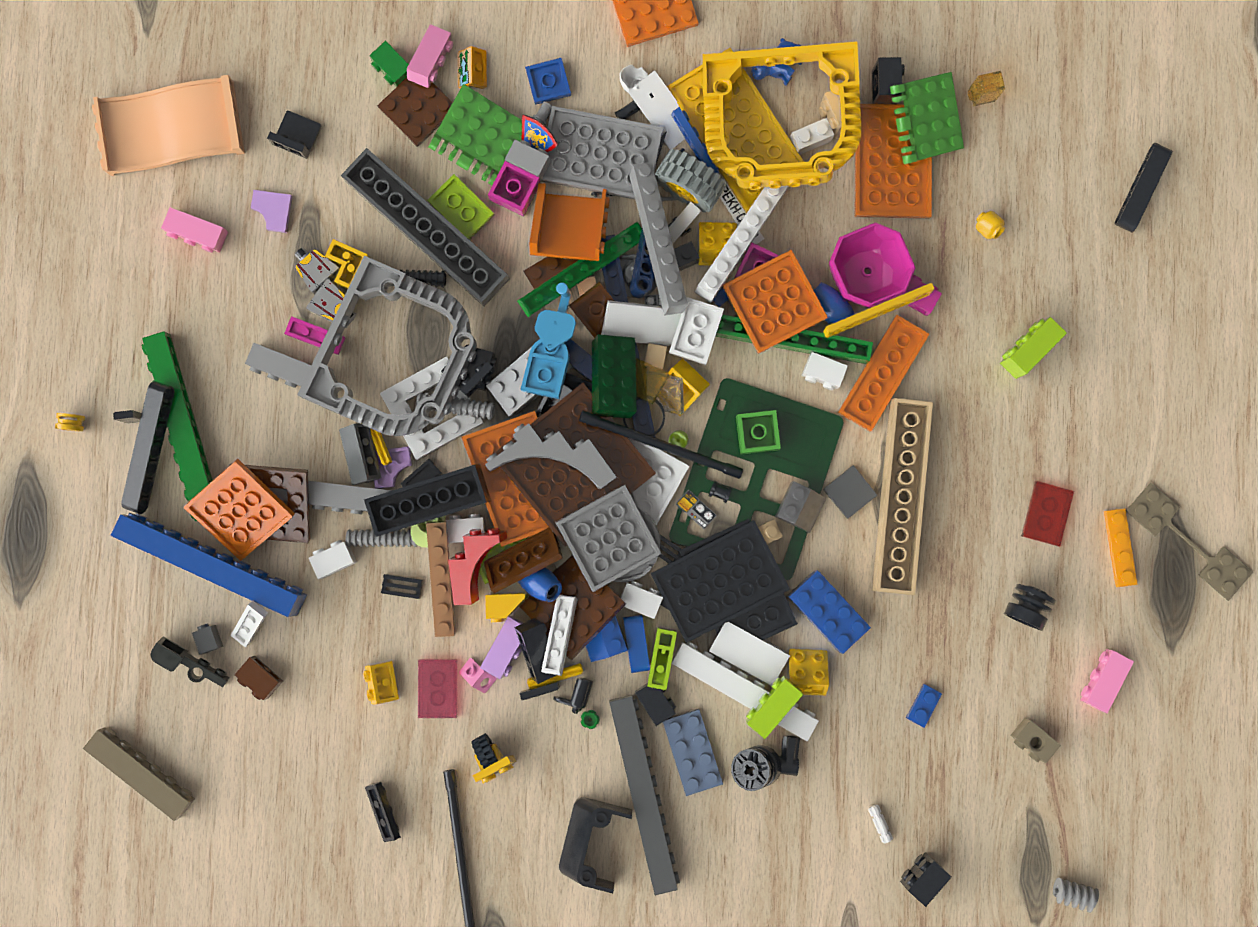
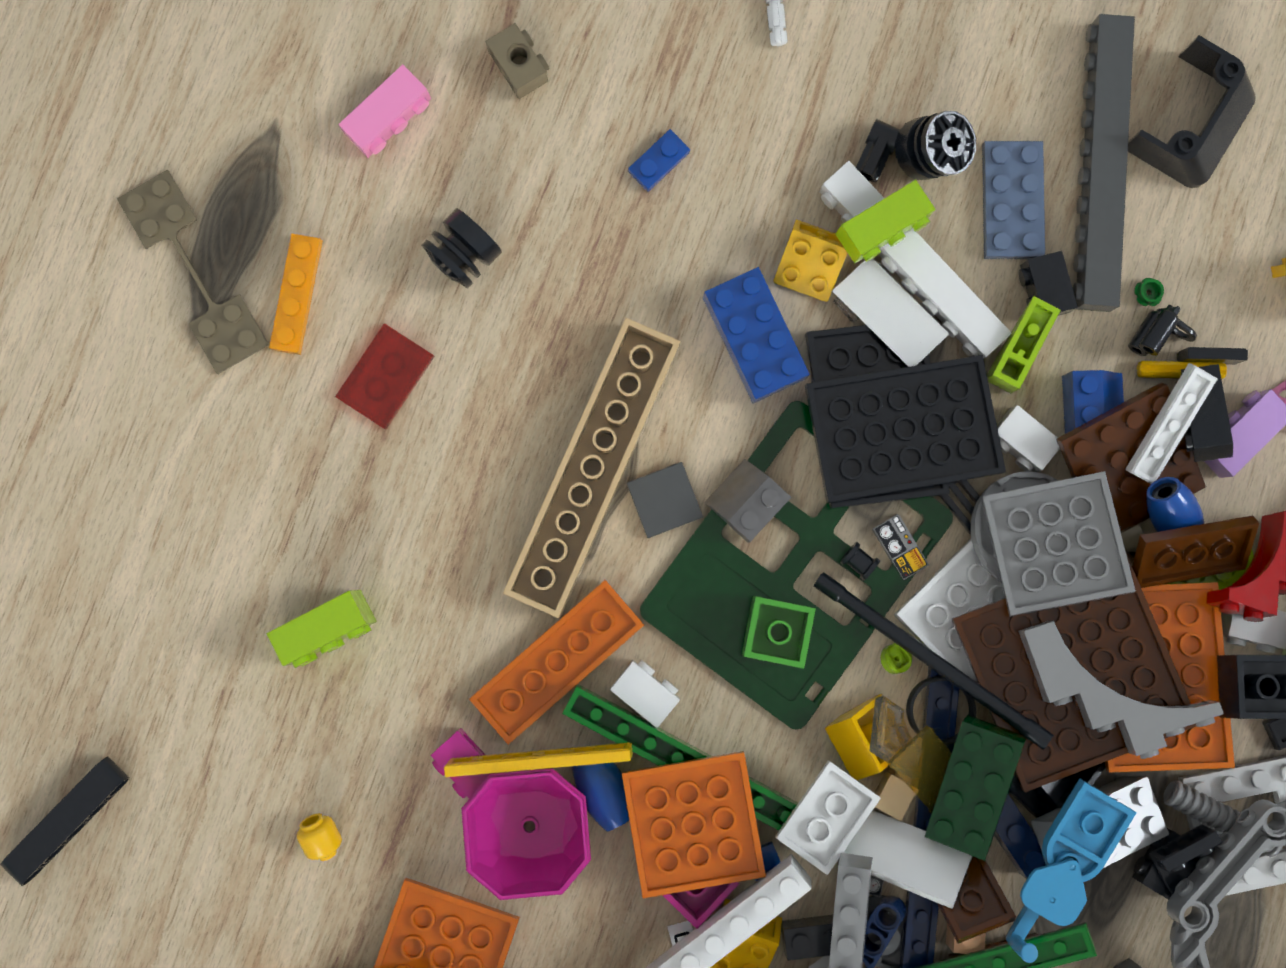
camera: 165 degrees left, 0 degrees up
(502, 605) = (1238, 495): yellow slope -> none
(636, 643) = (1050, 379): blue beam -> none
(770, 531) = (808, 478): tan brick -> none

